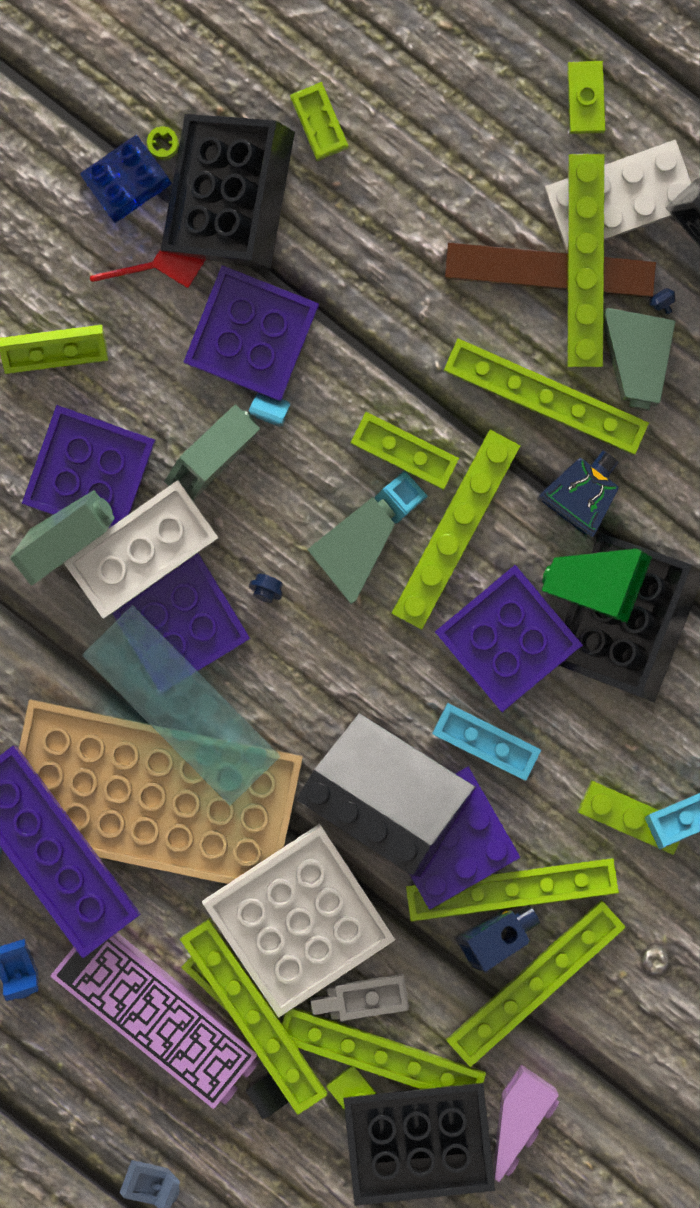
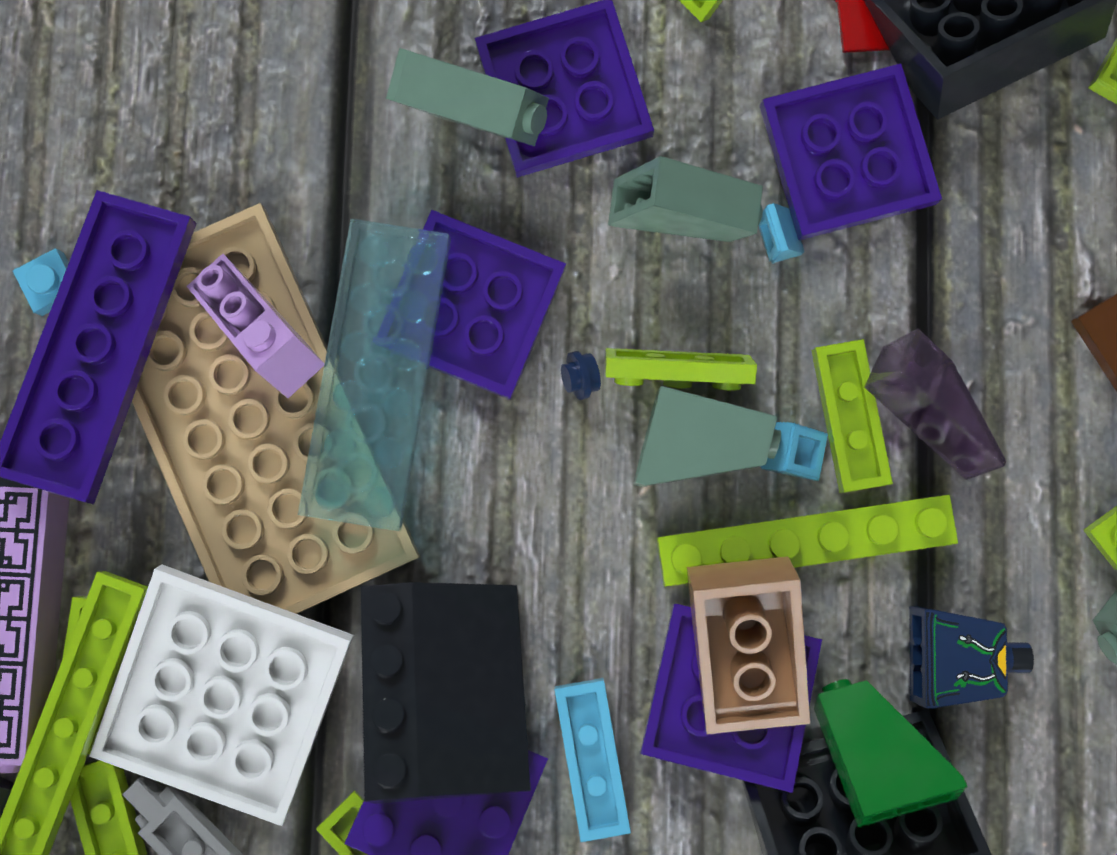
camera: 55 degrees right, 5 degrees down
(102, 753) = (255, 327): none -> lavender slope
(141, 549) = (519, 199): white plate -> none
(303, 529) = (679, 369): none -> lime plate
(426, 400) = (933, 401): none -> clear purple slope
(485, 609) = (749, 644): none -> medium nougat slope
(546, 397) = (1038, 538): lime plate -> none

